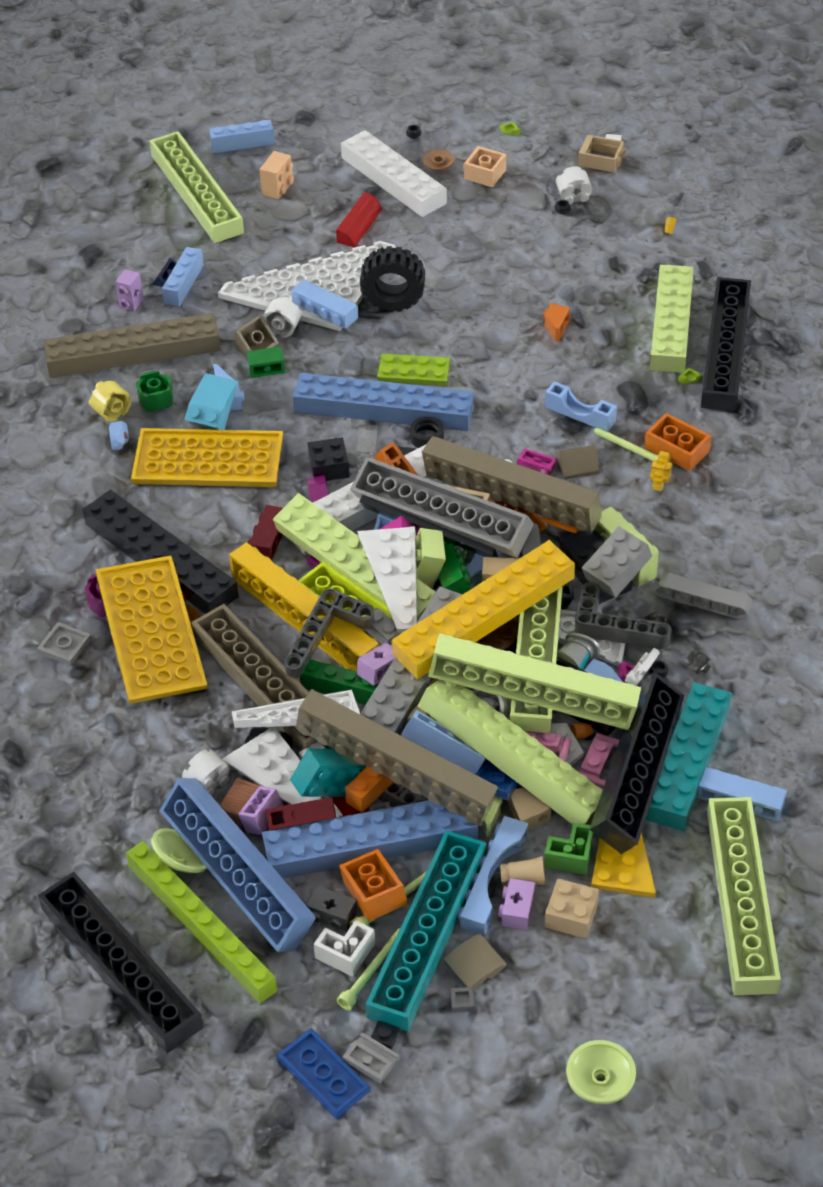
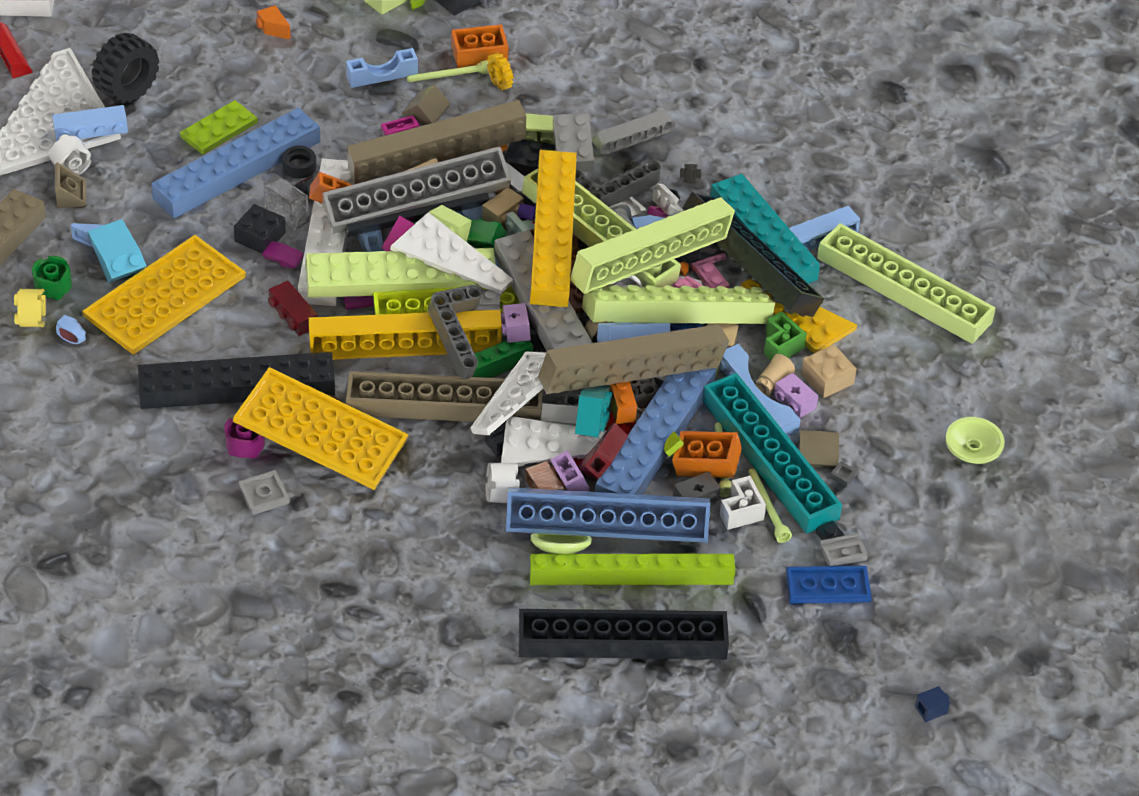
camera: 55 degrees left, 0 degrees up
(265, 362) = (102, 197): green brick -> none
(356, 852) = (672, 444): none -> lime tile

